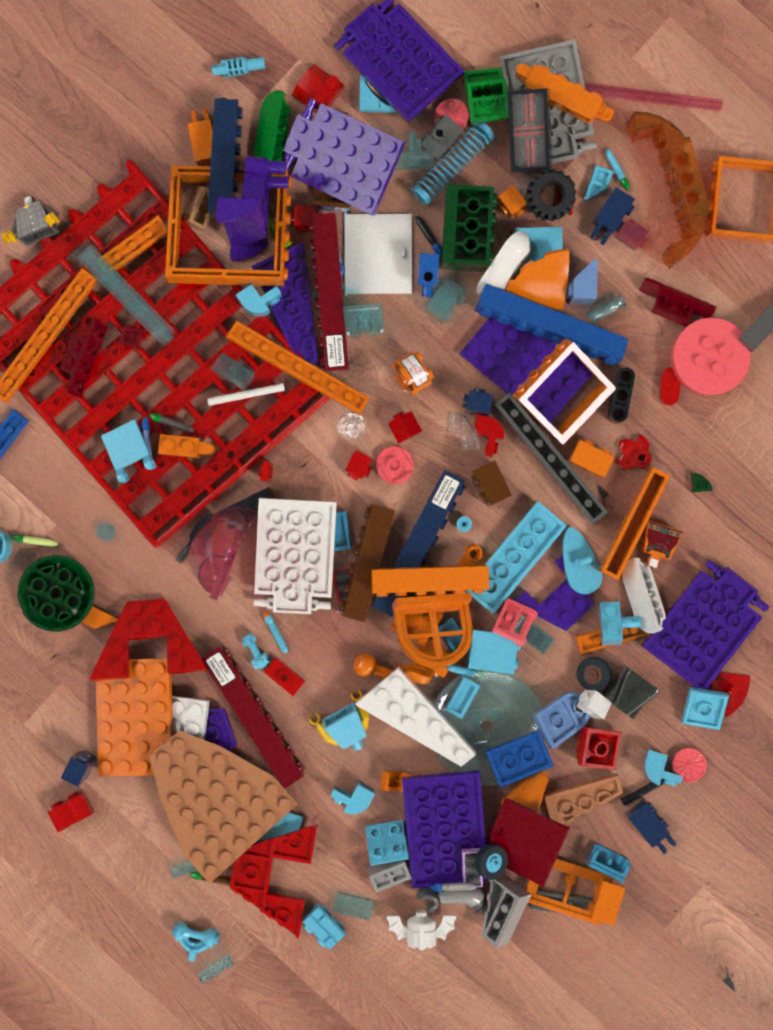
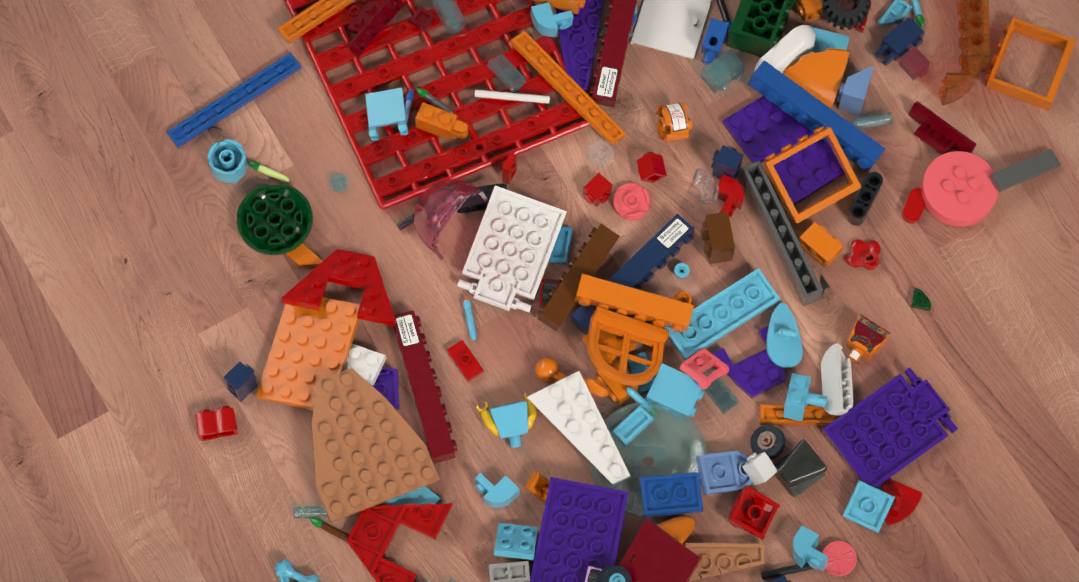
camera: 20 degrees right, 20 degrees down
(259, 660) = (446, 338): medium azure bar -> none
(363, 320) = (642, 63): clear light blue slope -> none
(634, 523) = (845, 313): orange brick -> none

